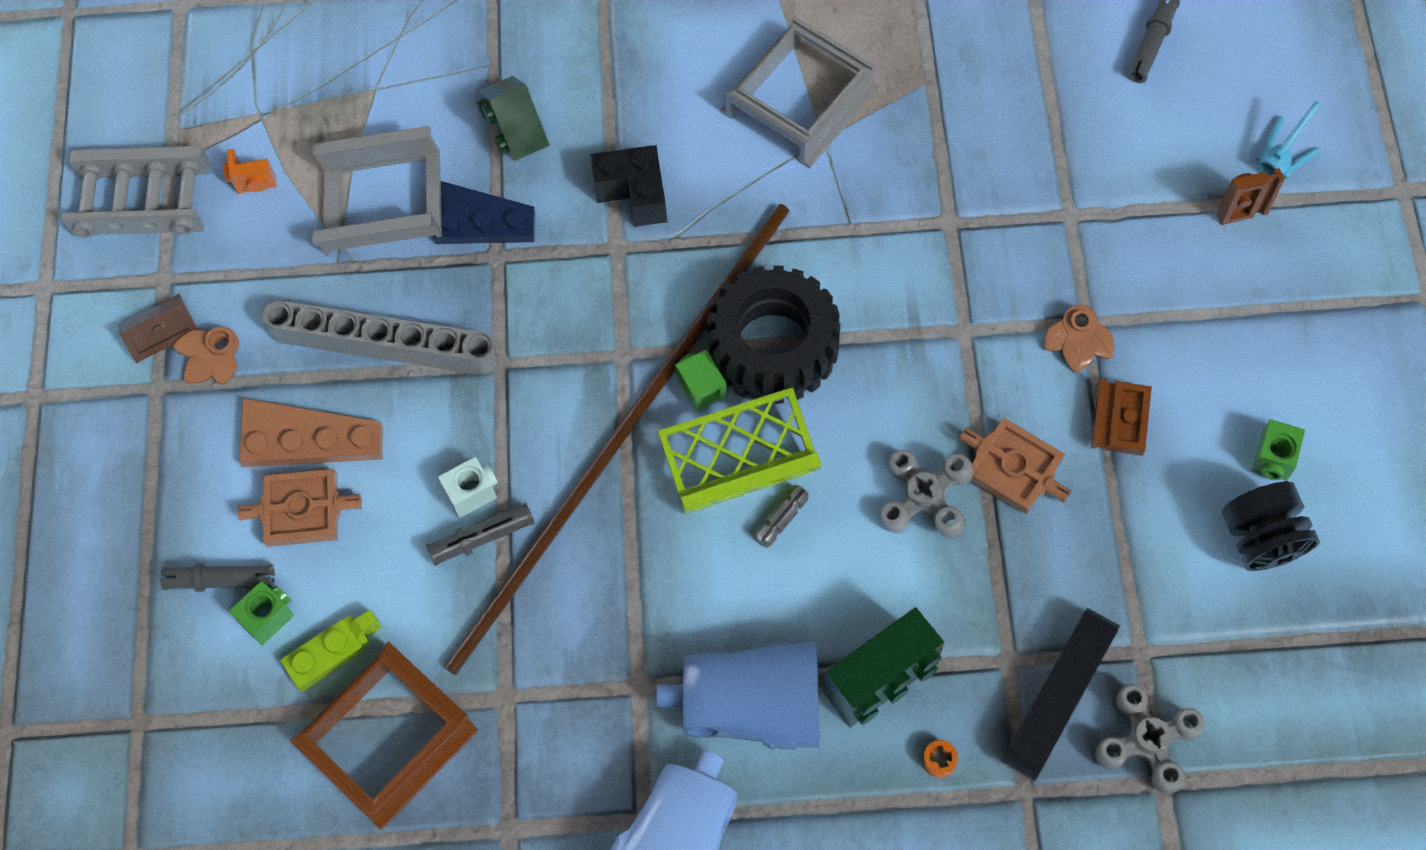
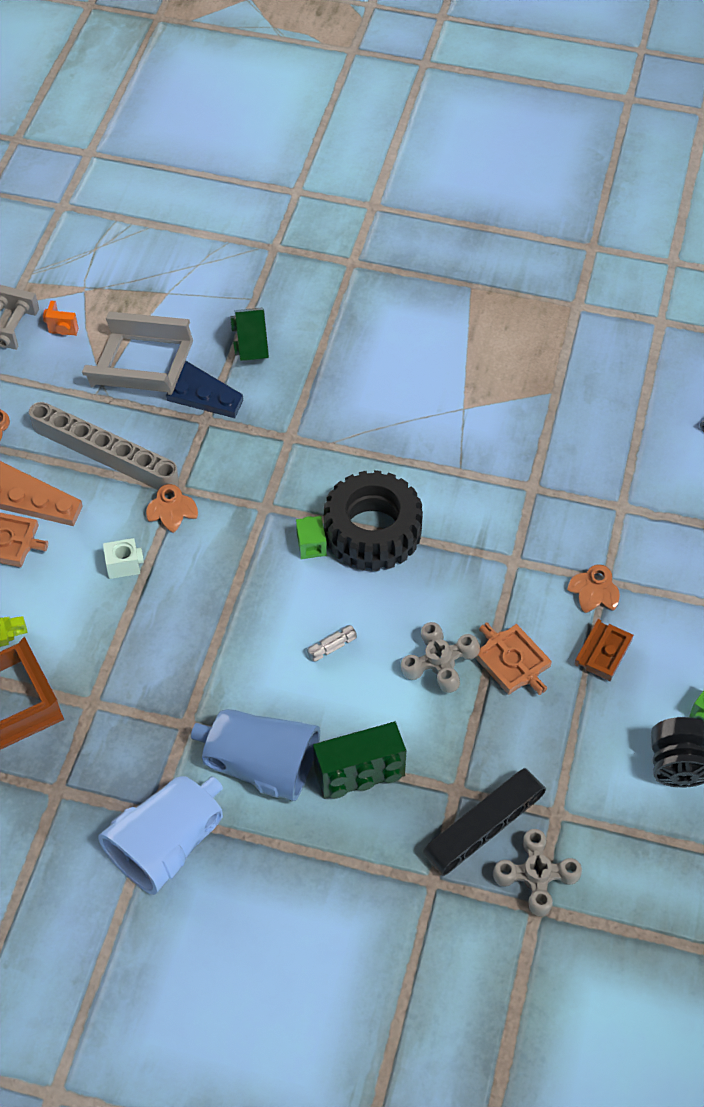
camera: 15 degrees right, 10 degrees down
(465, 540) = (117, 591): dark grey pin -> none
(503, 399) = (171, 510): none -> nougat plate
(607, 452) = (215, 574): reddish brown piece -> none
(632, 176) = (318, 394): black brick -> none
(748, 480) = (322, 611): lime fence -> none
(836, 116) = (473, 396): light grey piece -> none
(947, 750) = (387, 835): orange bush -> none

